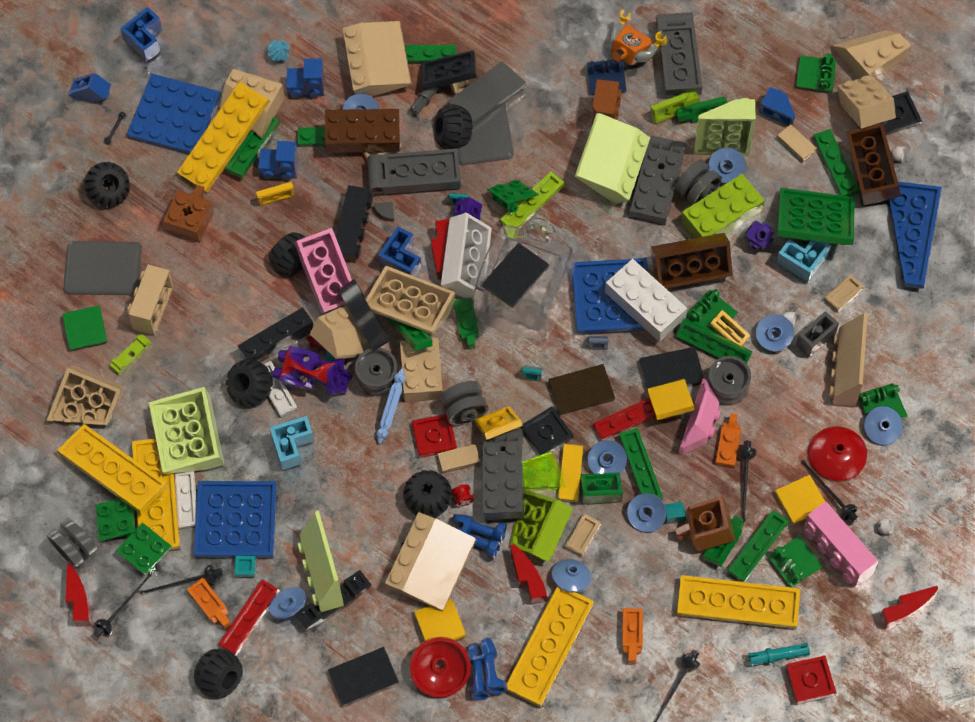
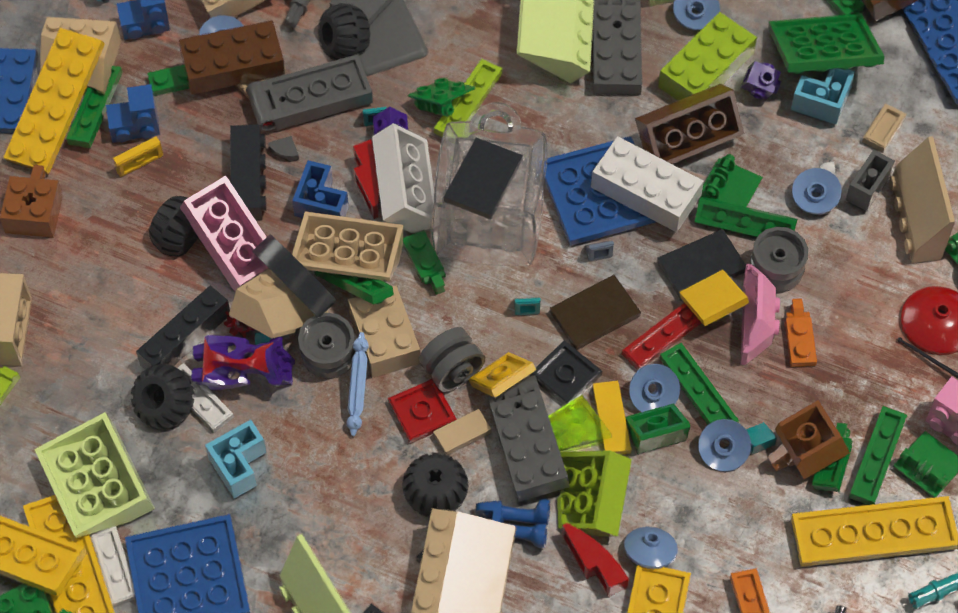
camera: 15 degrees left, 5 degrees down
(462, 495) = (481, 477): red wheel -> none
(582, 535) = (649, 493): tan tile -> none
(698, 182) = (668, 32): dark grey wheel -> none
(729, 320) = (752, 201): yellow tile -> none
(746, 453) = (827, 344): black sword -> none
(799, 499) = (911, 386): yellow tile -> none

